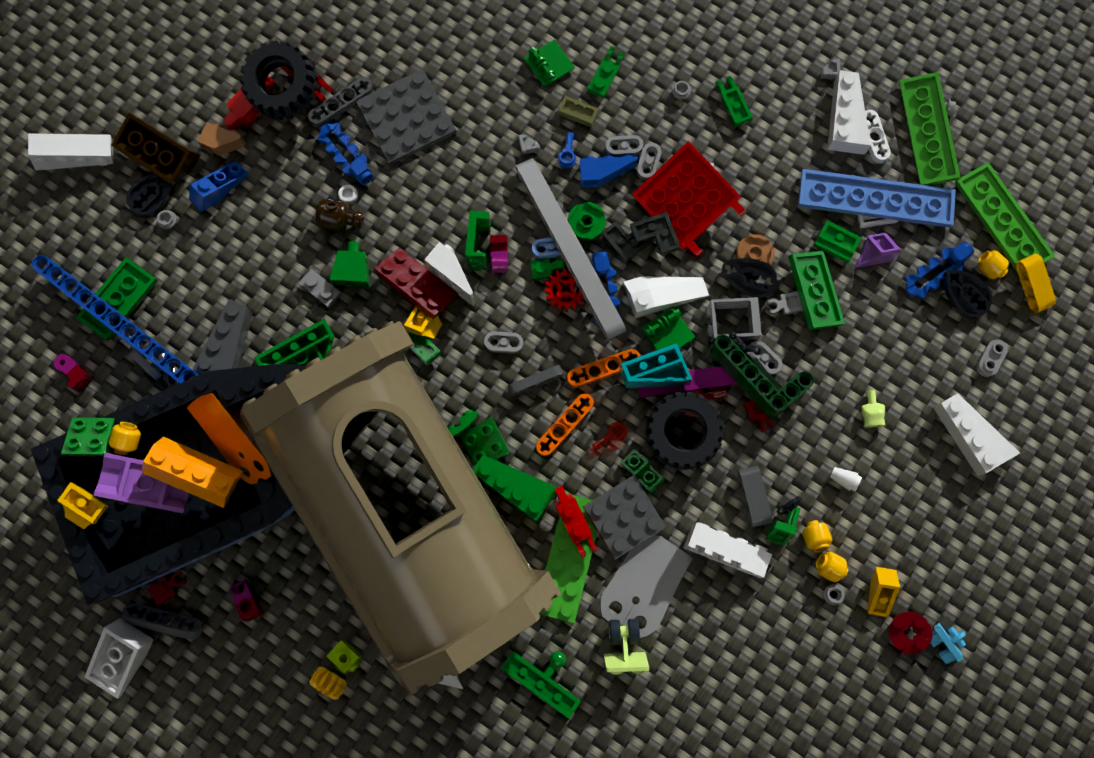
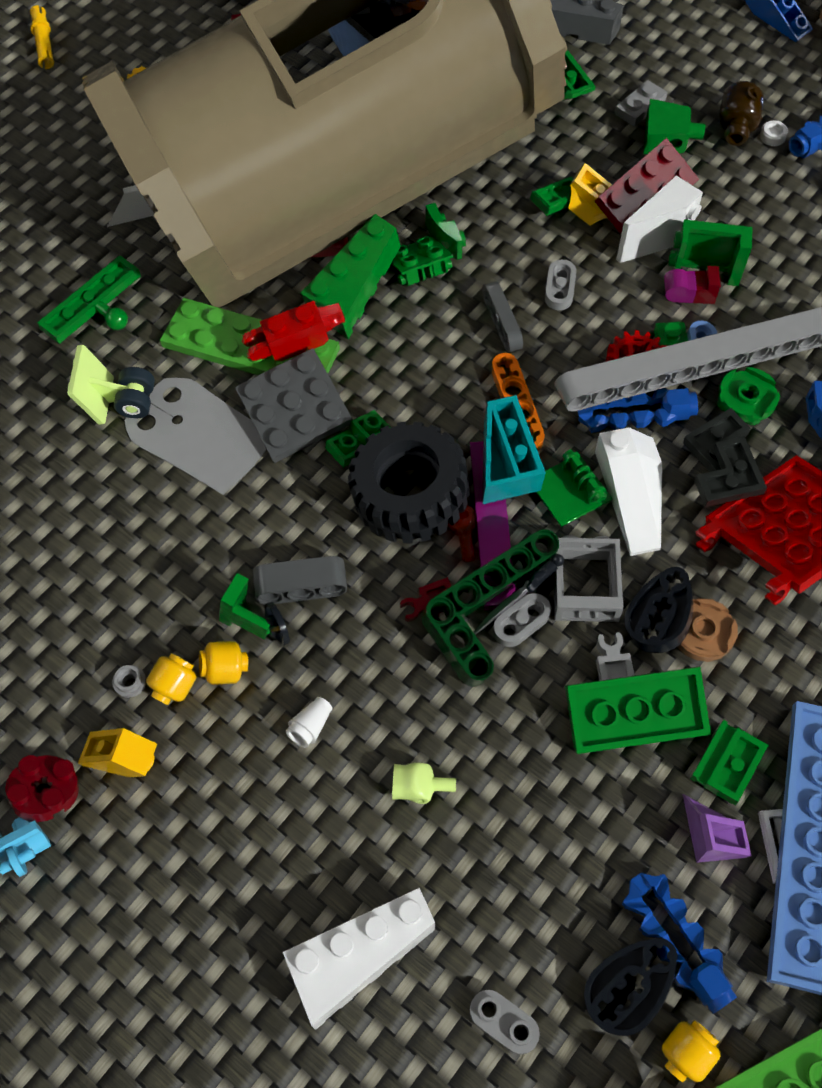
camera: 95 degrees right, 15 degrees down
(565, 425) = (438, 348): orange beam -> none
(617, 432) = (419, 408): clear red plate -> none
(728, 550) = (223, 527): white wedge -> none

